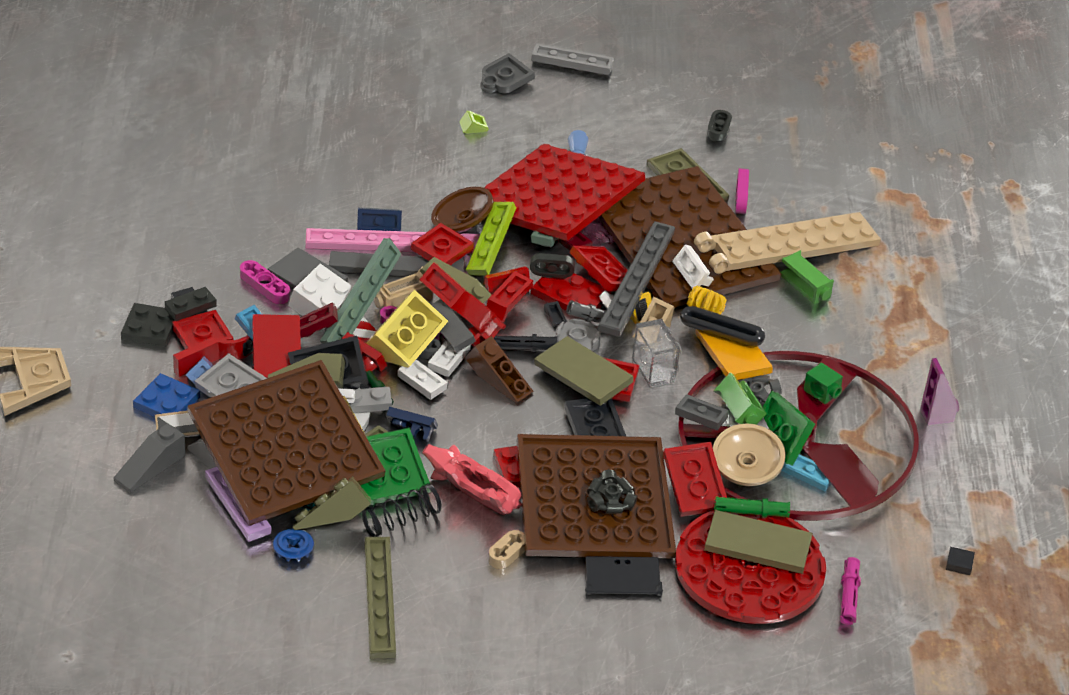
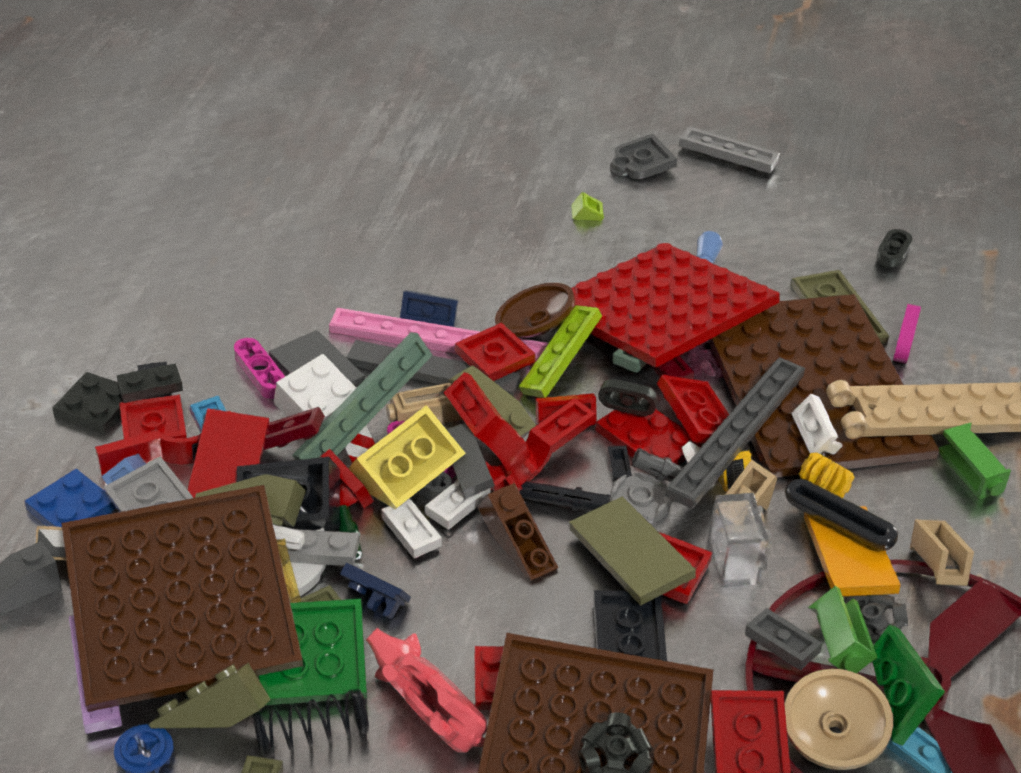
camera: 15 degrees right, 0 degrees up
(796, 341) = (942, 551): none -> tan window
(823, 383) = (970, 622): green brick -> none

